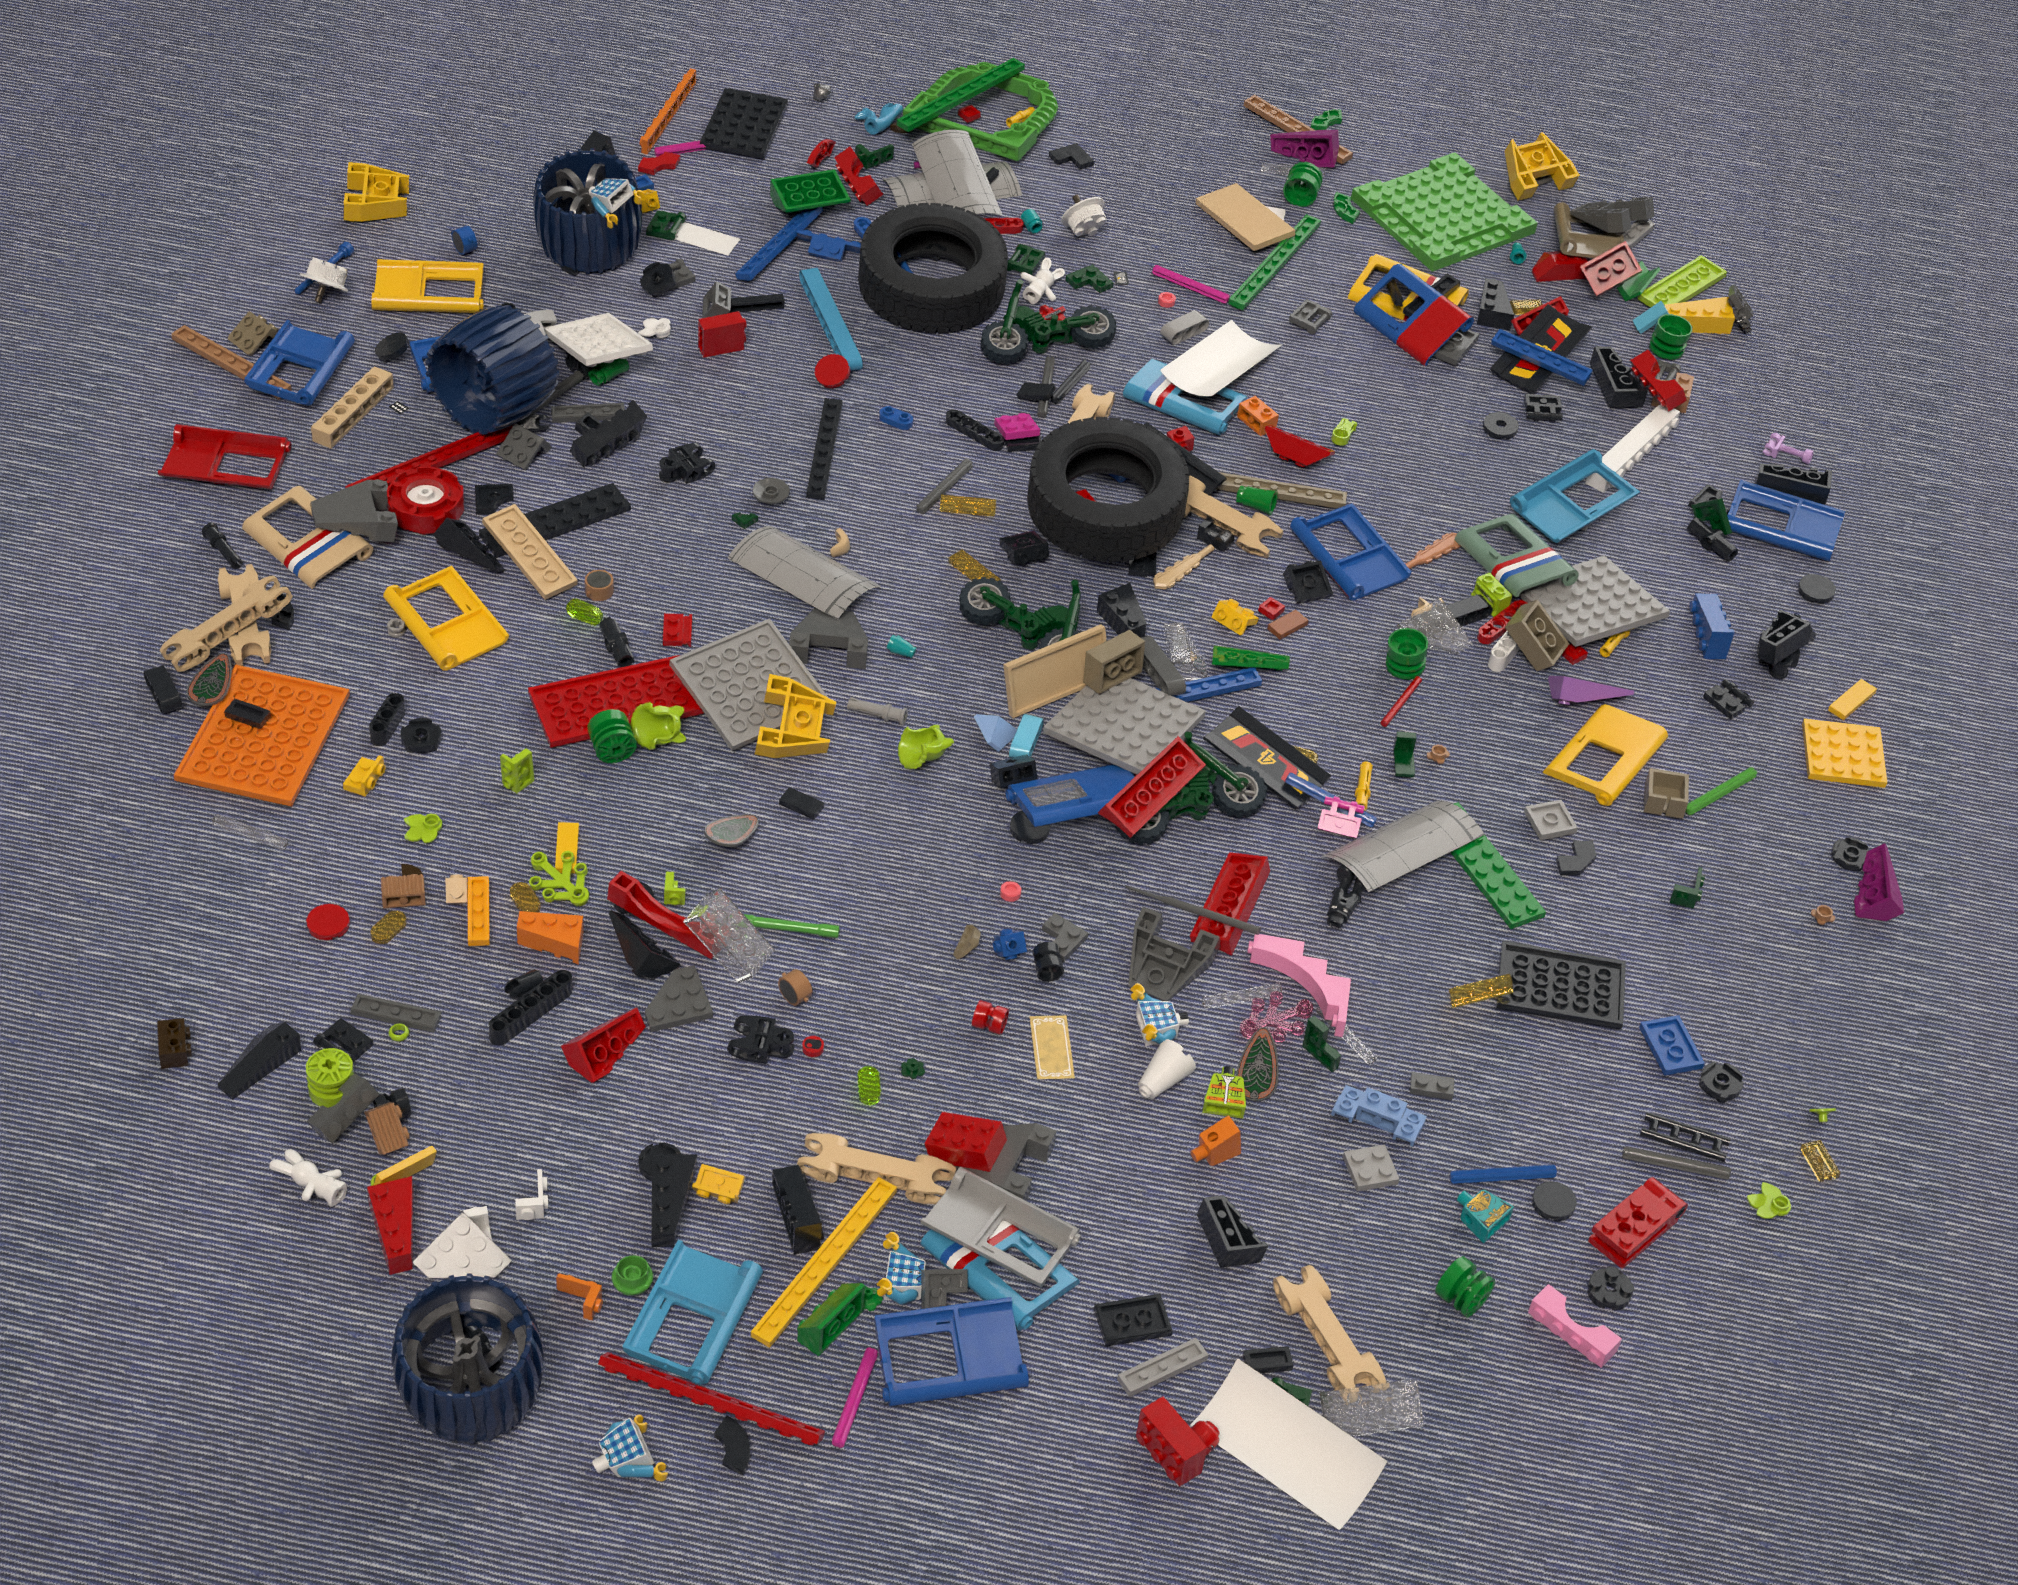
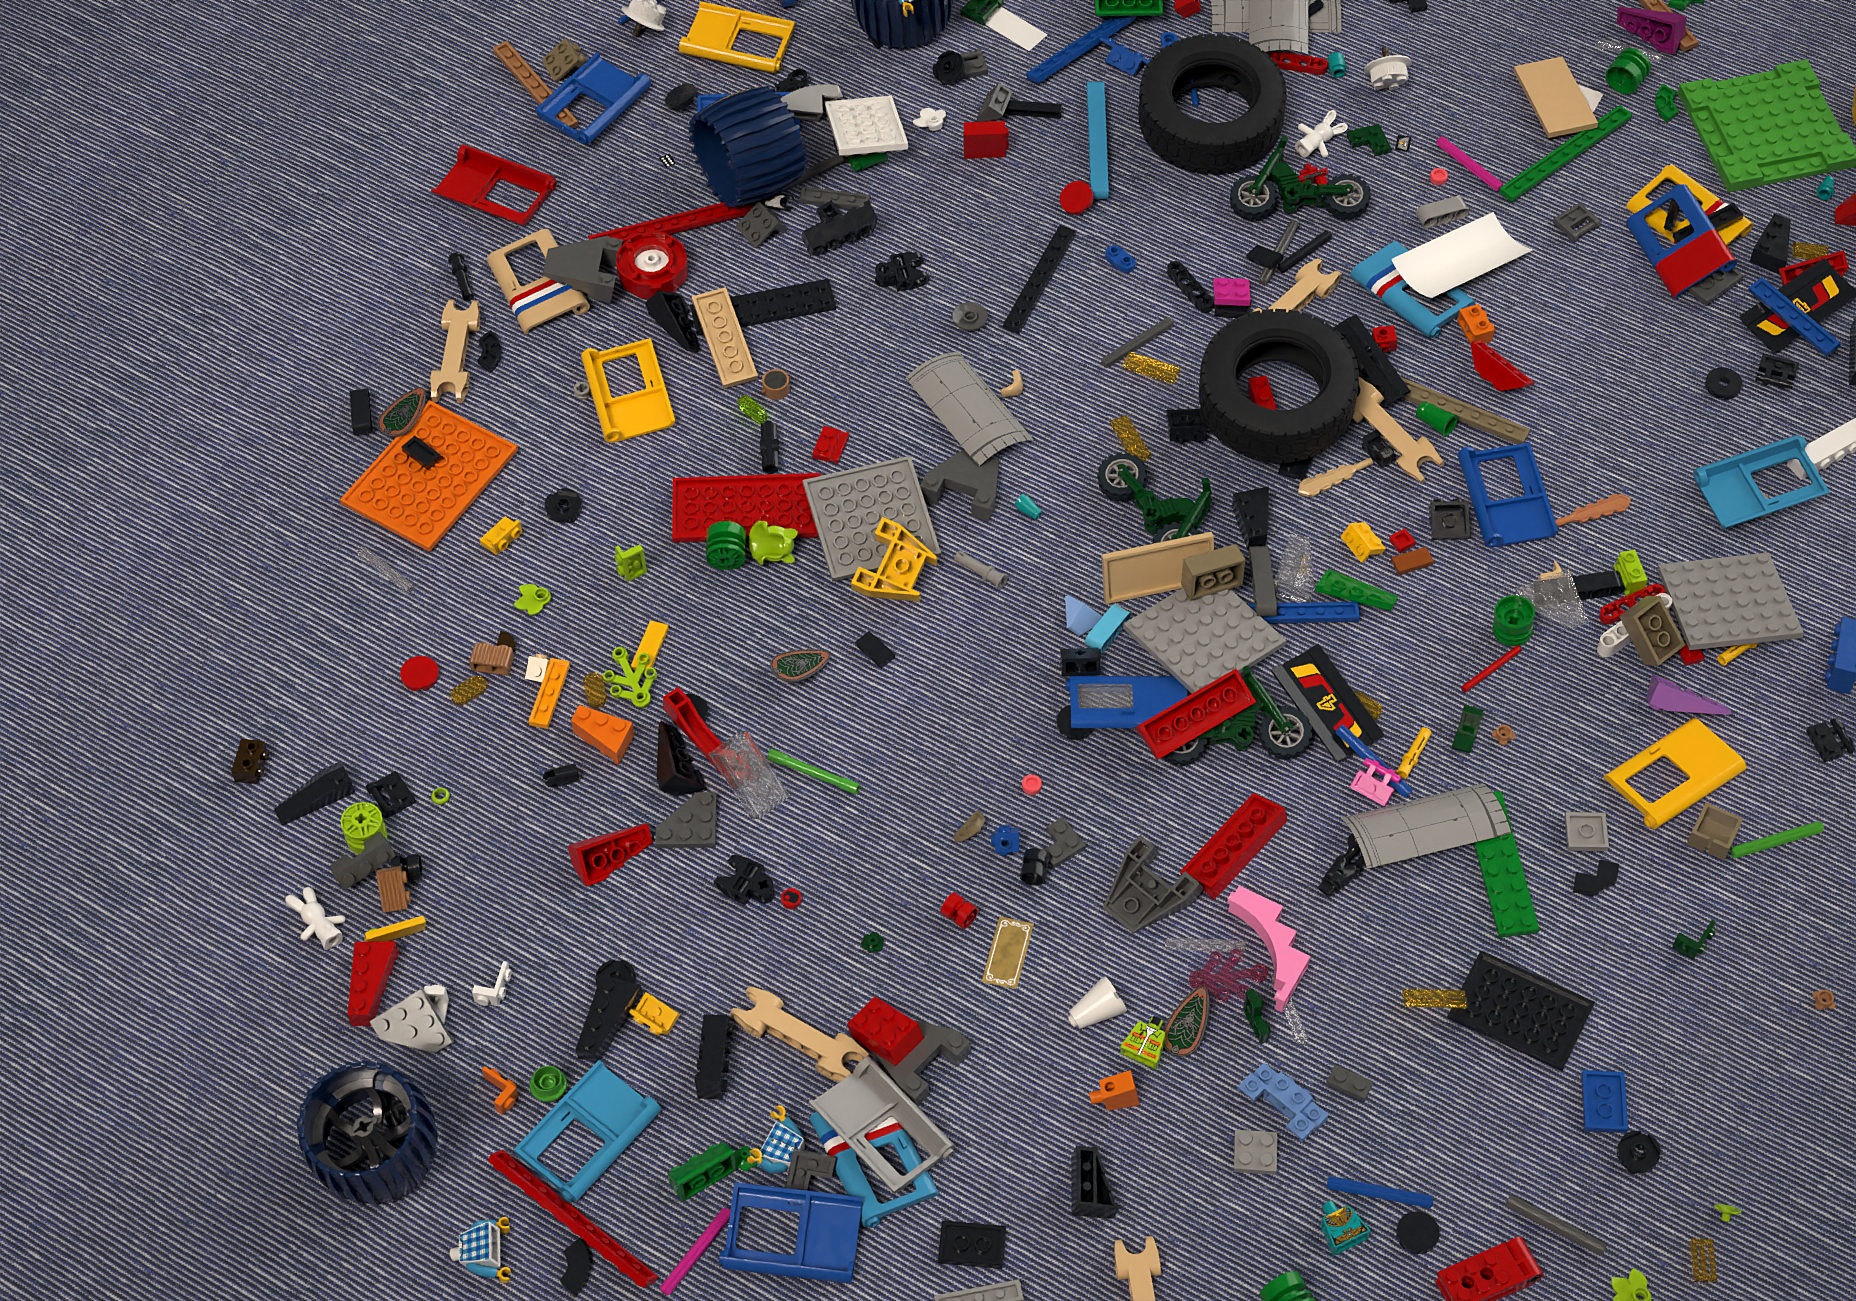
camera: 25 degrees right, 10 degrees up
(197, 643) = (460, 347): tan piece -> none
(352, 407) = (624, 154): tan brick -> none
(387, 719) = (539, 483): black beam -> none
(395, 1013) = (445, 776): dark grey tile -> none
(491, 496) = (714, 271): black tile -> none
(530, 1007) = (551, 806): black beam -> none
(673, 894) = (722, 712): lime bracket -> none
(744, 520) = (936, 341): dark green tile -> none
(795, 987) = (794, 837): medium nougat piece -> none
(823, 1262) = (719, 1113): yellow plate -> none
(869, 1085) = (825, 950): clear neon green tile -> none
(922, 746) = (1005, 616): lime hair -> none
(1029, 262) = (1316, 110): dark green plate -> none
(1156, 1017) = (1113, 950): torso -> none
(1201, 911) = (1195, 848): dark grey piece -> none
(1344, 430) = (1557, 358): lime piece -> none
(1521, 569) = (1675, 552): sand green piece -> none
(1698, 1133) = (1573, 1187): black bar -> none

